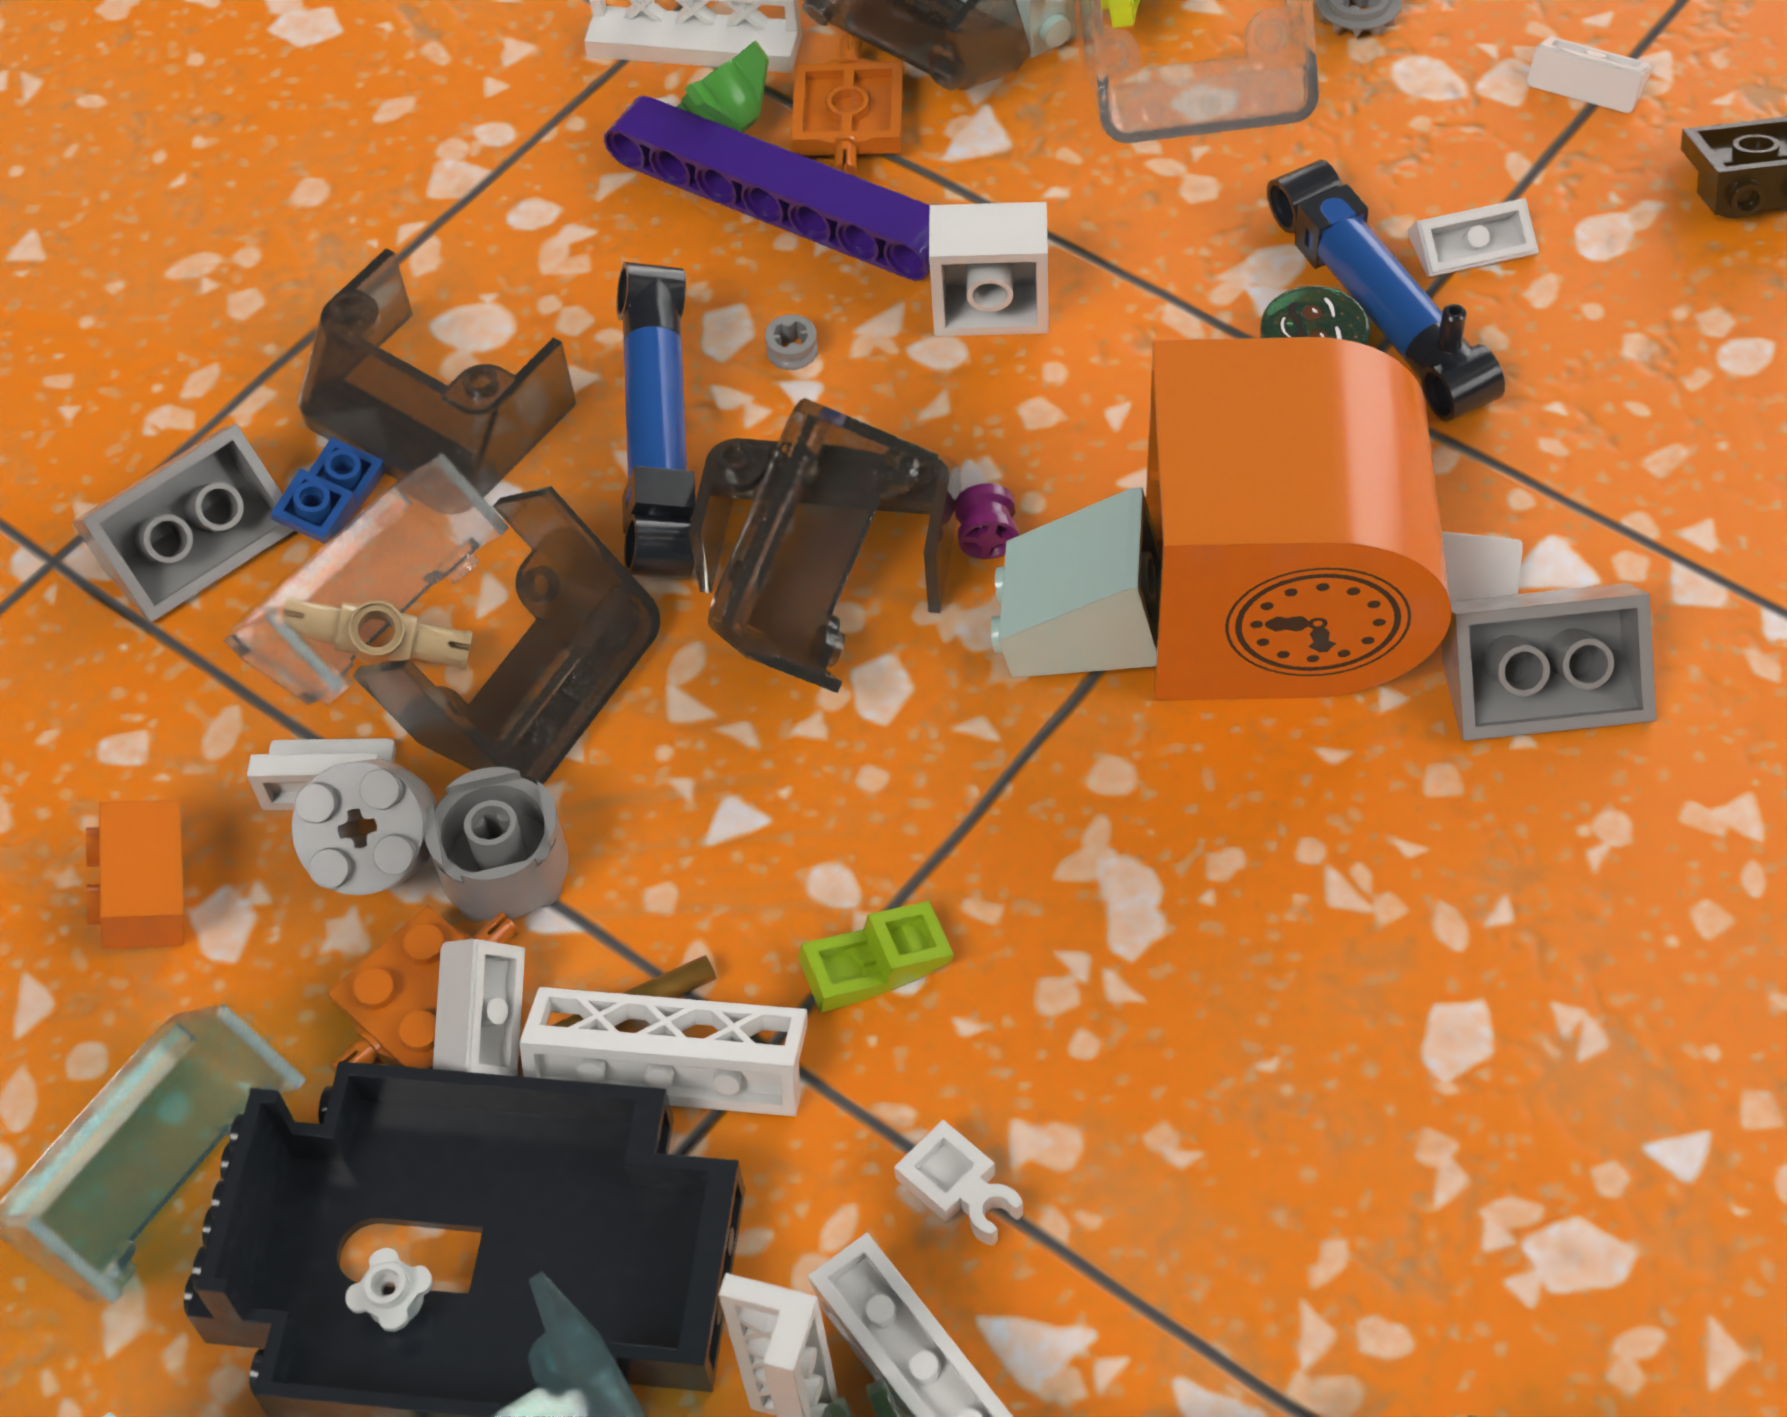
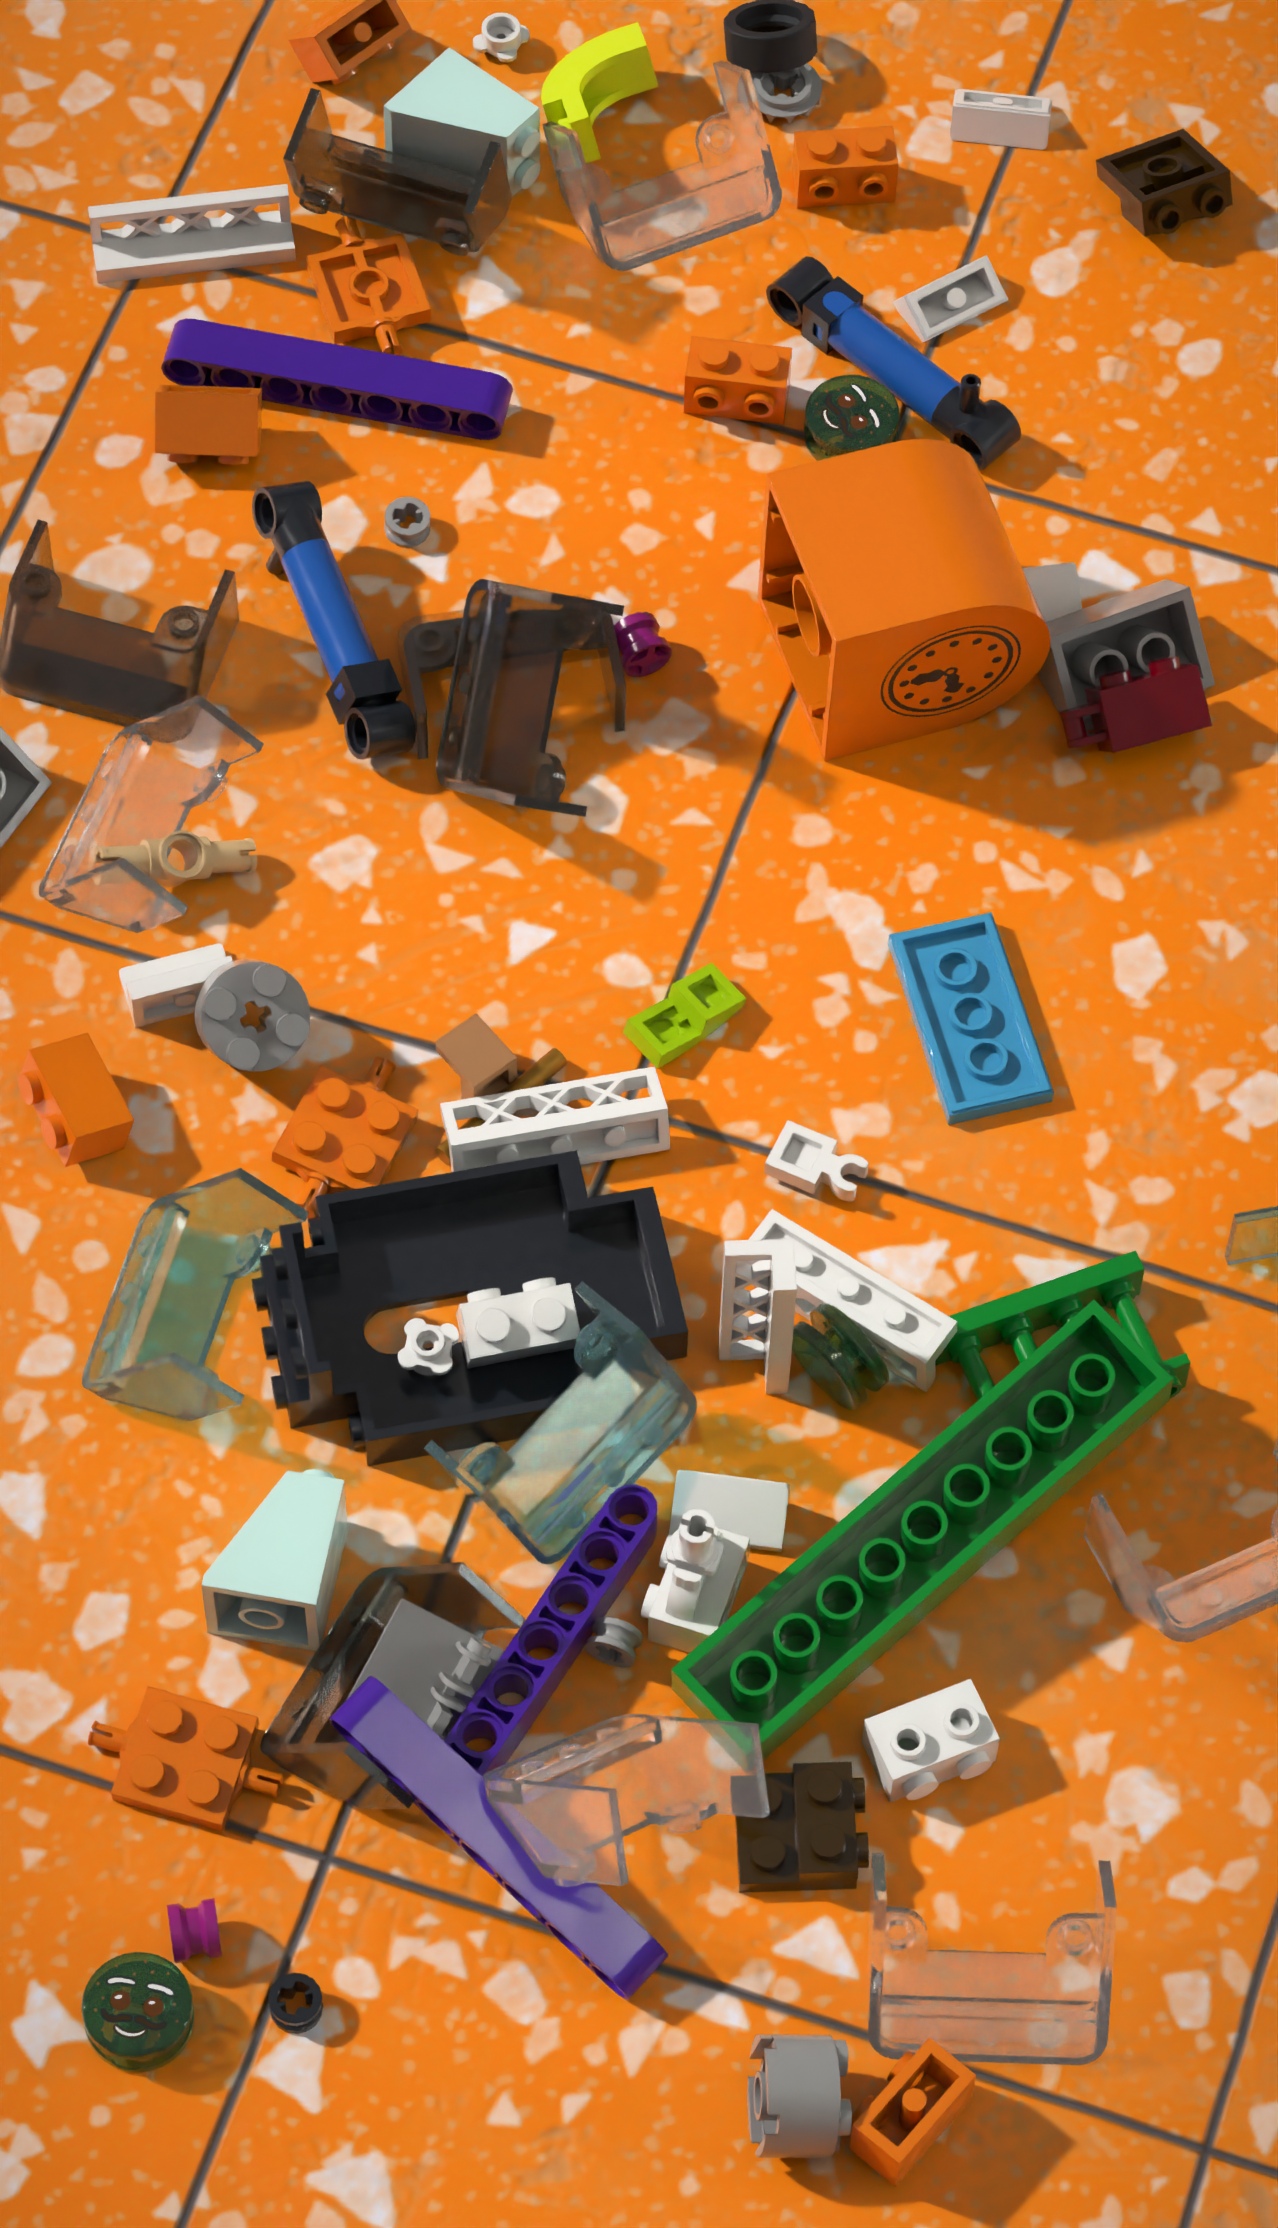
camera: 25 degrees left, 5 degrees up
(330, 492) = (68, 746): blue slope -> none
(479, 1007) = (399, 1129): white slope -> none
(492, 1292) = (517, 1324): none -> white brick
(497, 844) = (359, 1003): light grey brick -> none
(561, 672) = (335, 846): clear smoke windscreen -> none
(603, 945) = (478, 1058): none -> medium nougat panel
(621, 198) = (208, 422): none -> orange brick
(732, 91) = (263, 298): bright green piece -> none
(989, 268) = (564, 420): white brick -> none
(1081, 592) = (744, 688): light aqua slope -> none
(1200, 269) = (737, 380): none -> orange brick
(1221, 1053) = (970, 1018): none -> dark azure tile
(1396, 80) = (845, 166): none -> orange brick
(1550, 724) = (1140, 708): none -> dark red brick

